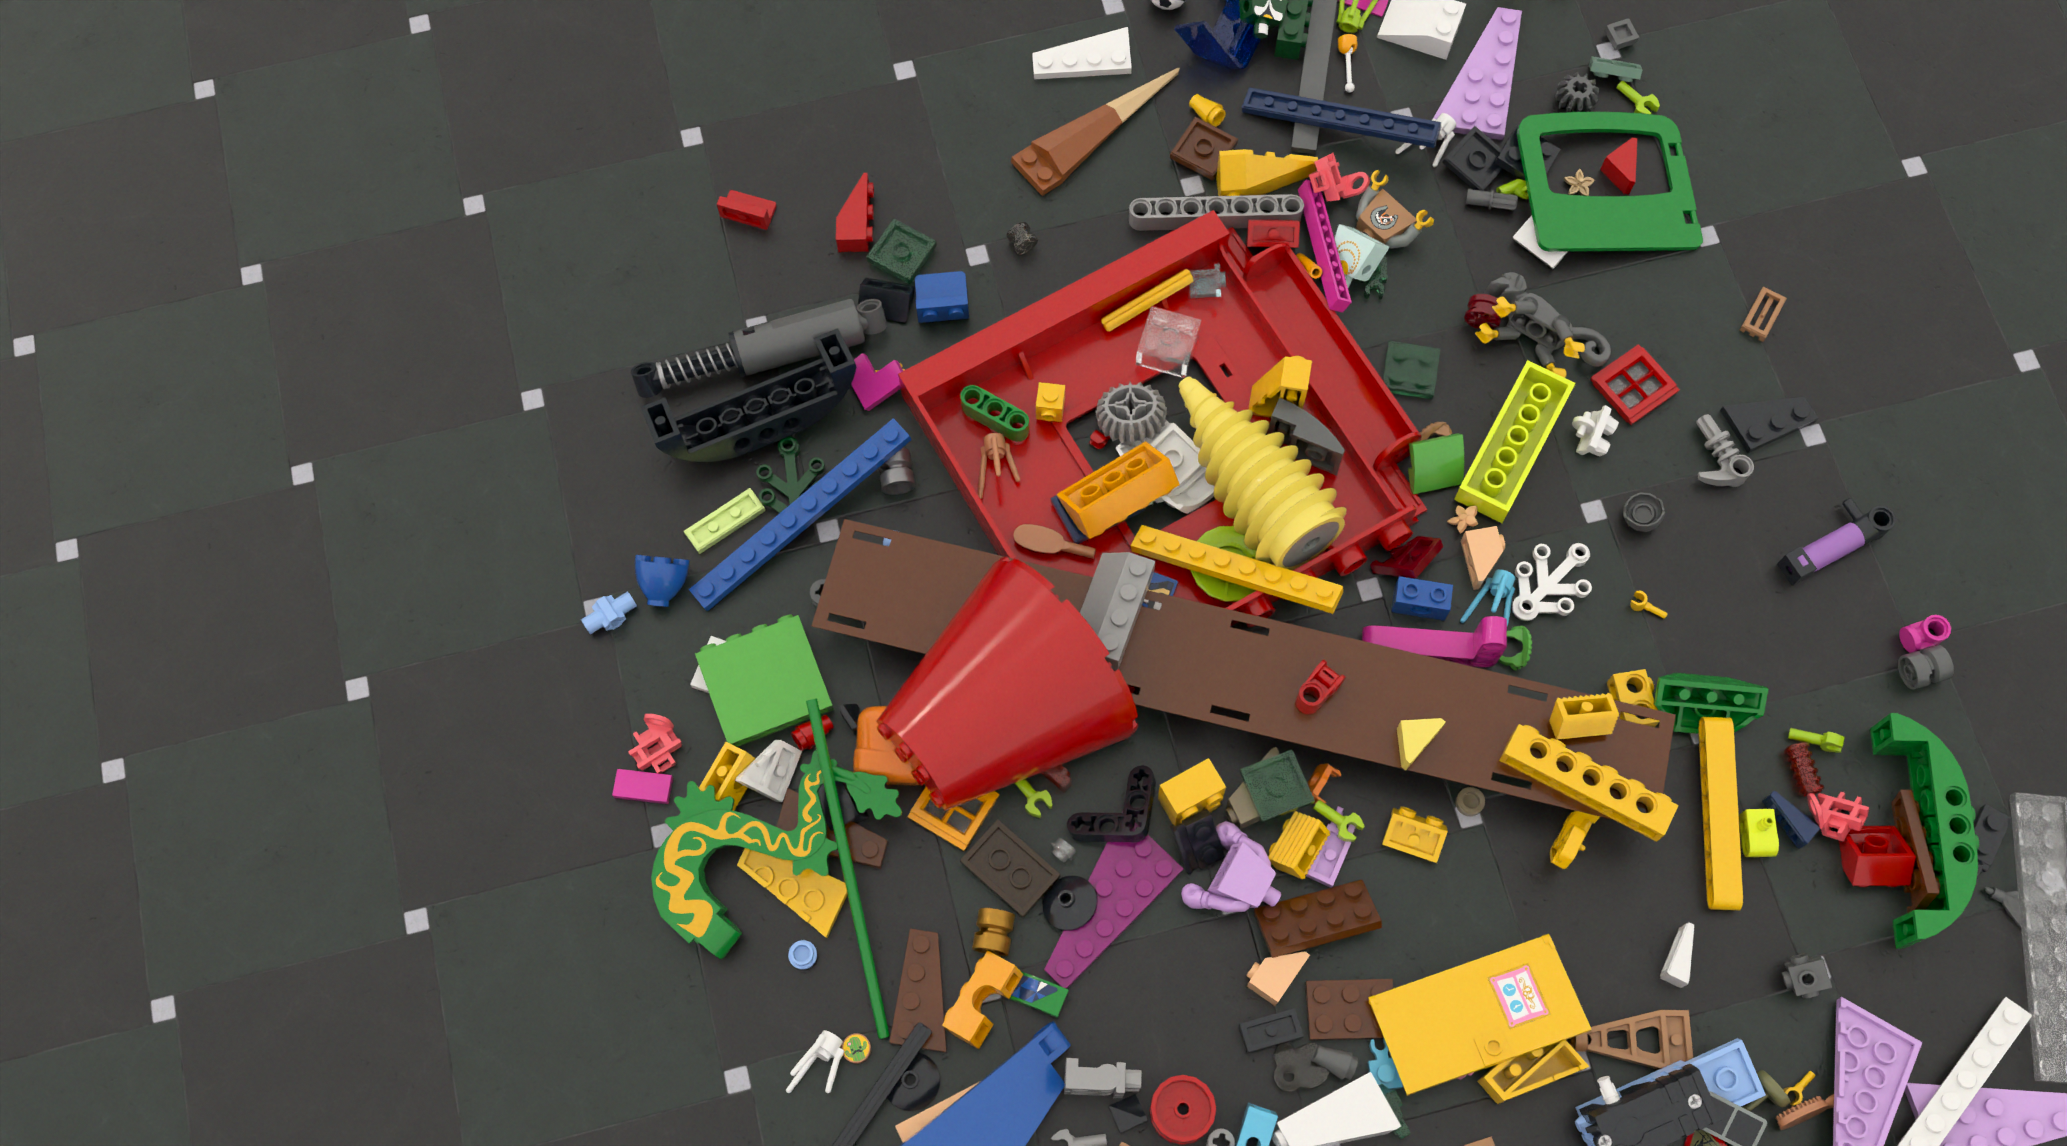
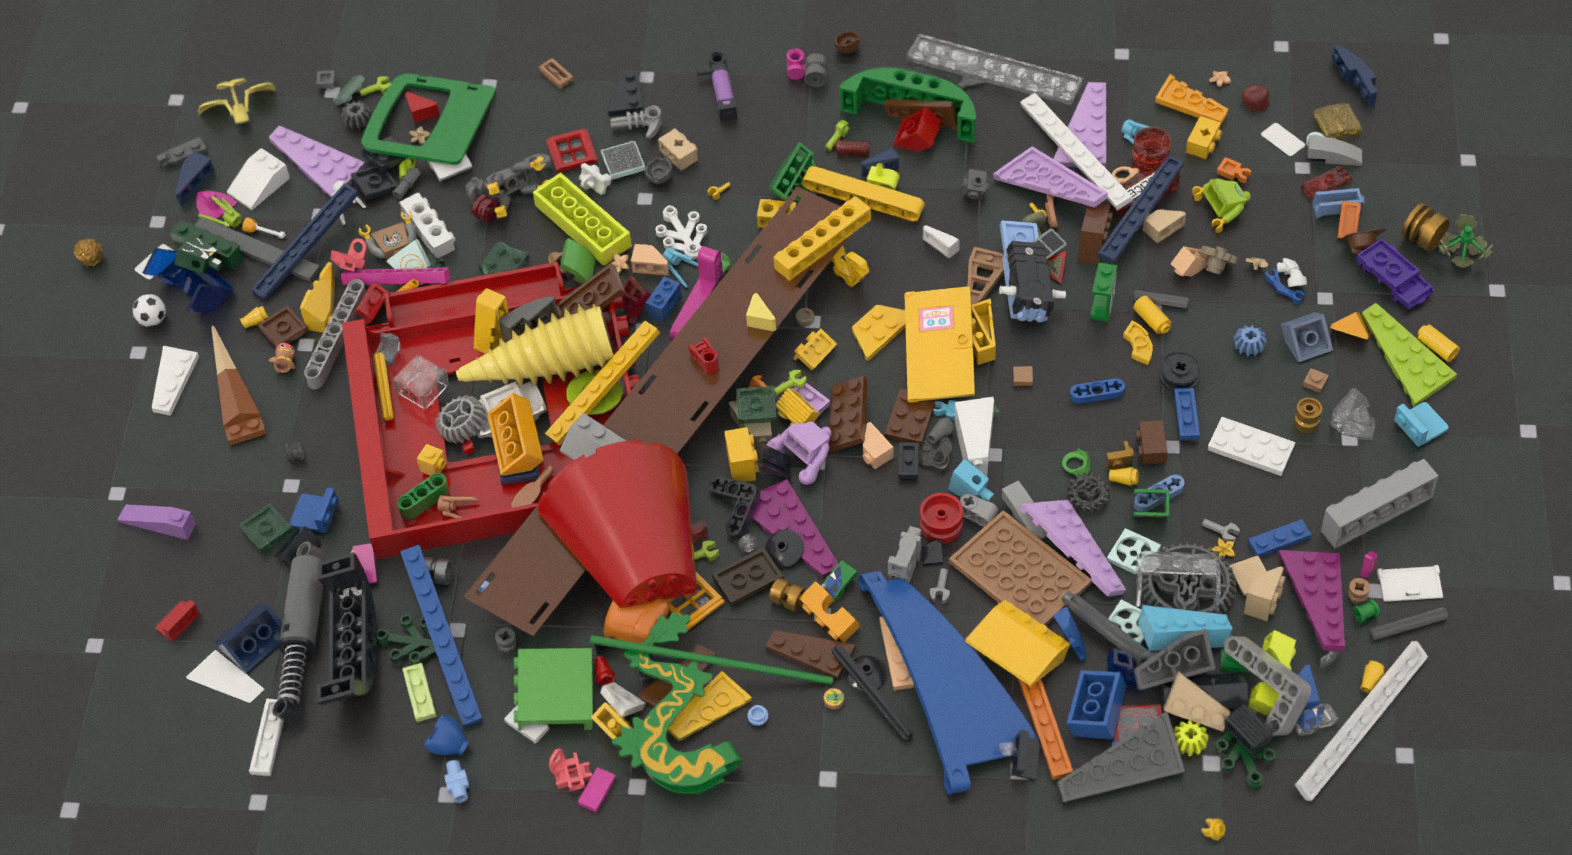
camera: 70 degrees left, 15 degrees down
(607, 376) = (266, 741): none -> white tile
(687, 293) = (225, 677): none -> white sticker
(740, 297) = (251, 637): none -> dark blue slope
(825, 1047) = (828, 714): white plant -> none
(853, 220) = (228, 551): slope -> none
(876, 129) = (159, 519): none -> medium lavender slope
(1160, 167) = (283, 360): none -> nougat animal
(1372, 501) = (599, 289): none -> reddish brown plate
(1448, 221) = (428, 226): none -> white brick
(1487, 913) = (878, 329): none -> yellow wing
(1584, 716) = (781, 225): yellow brick -> none
(1644, 457) = (623, 160): none -> tile
(1698, 511) = (678, 149): none -> tan brick
(1834, 818) = (880, 145): coral piece -> none
(2002, 695) = (847, 42): none -> reddish brown hair

